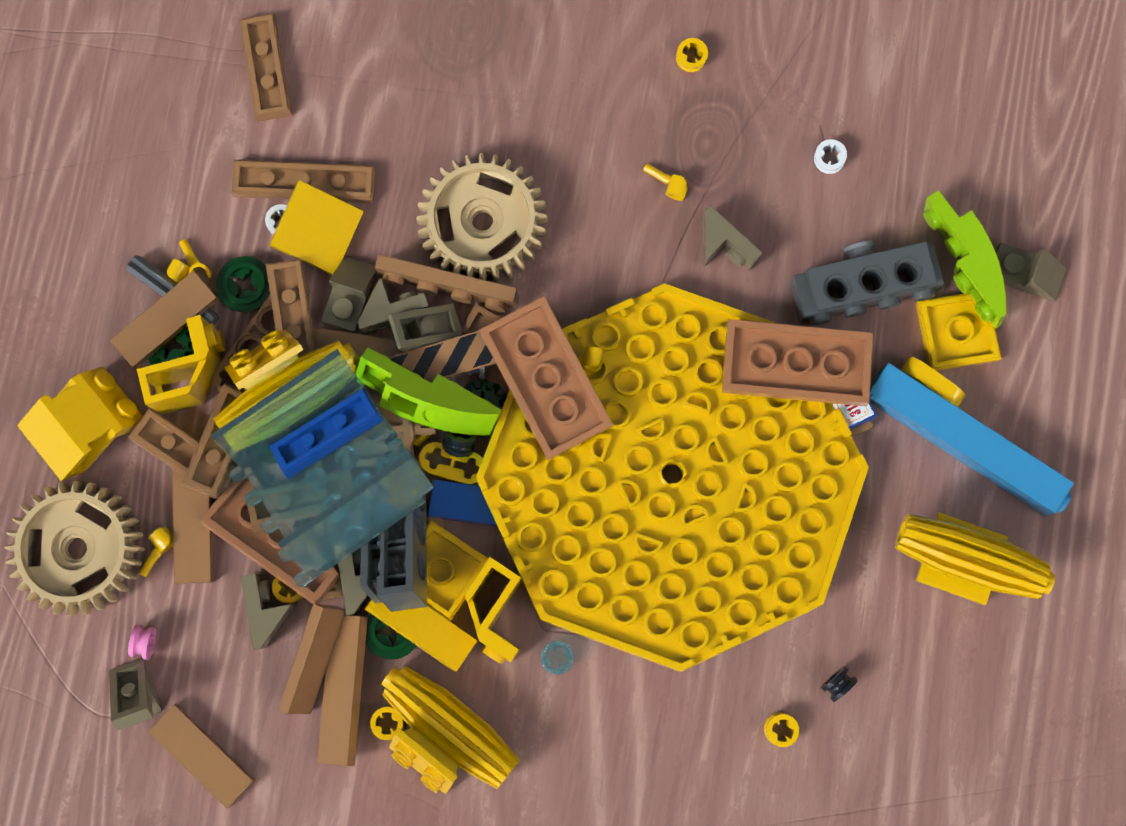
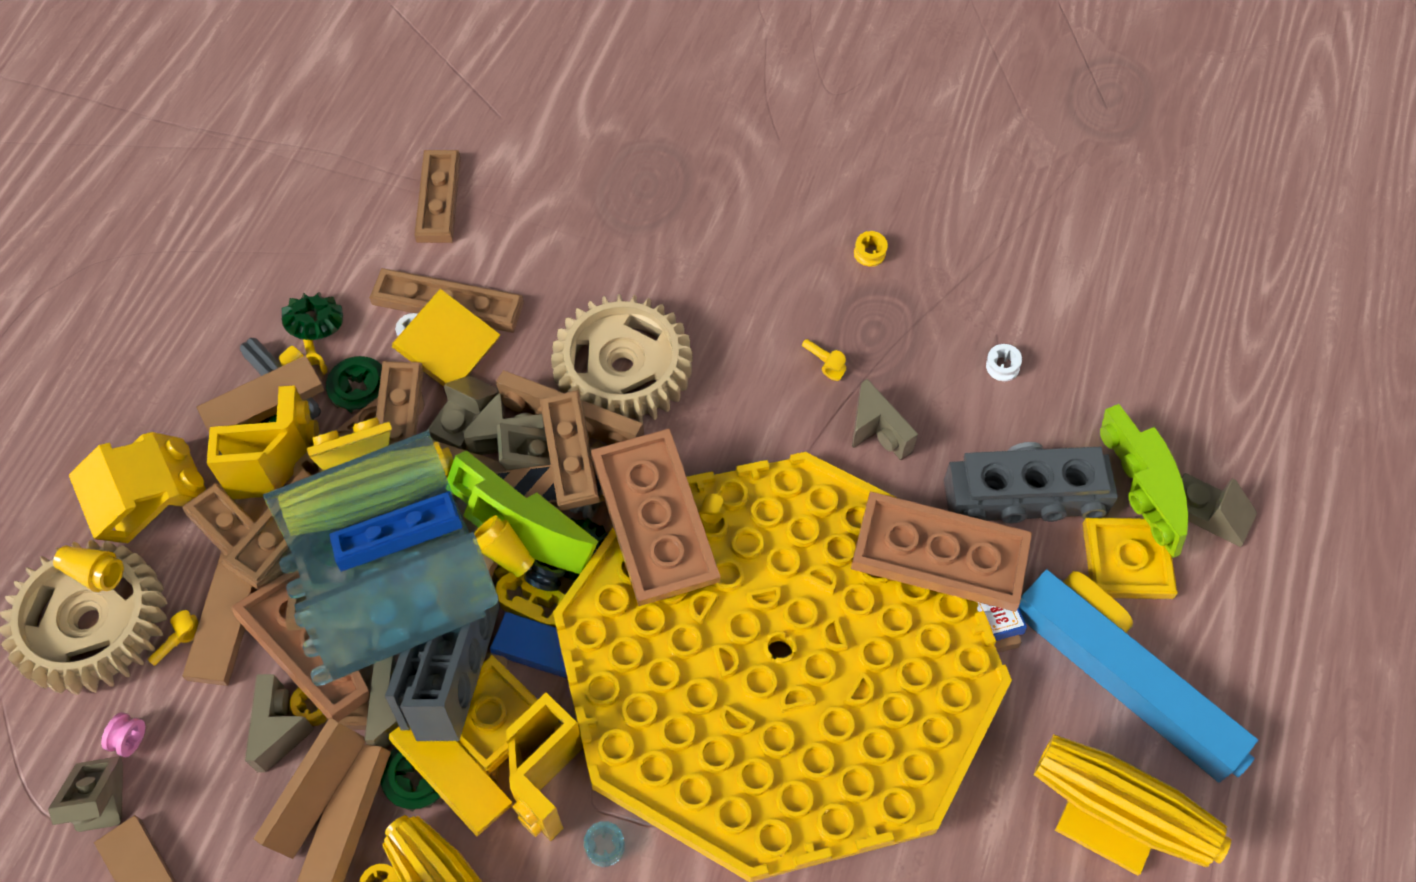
camera: 10 degrees right, 20 degrees down
(70, 511) = (90, 567): none -> yellow cone
(178, 236) = (302, 326): none -> dark green gear
(419, 429) = (503, 546): none -> yellow cone
(457, 326) = (569, 450): none -> medium nougat tile

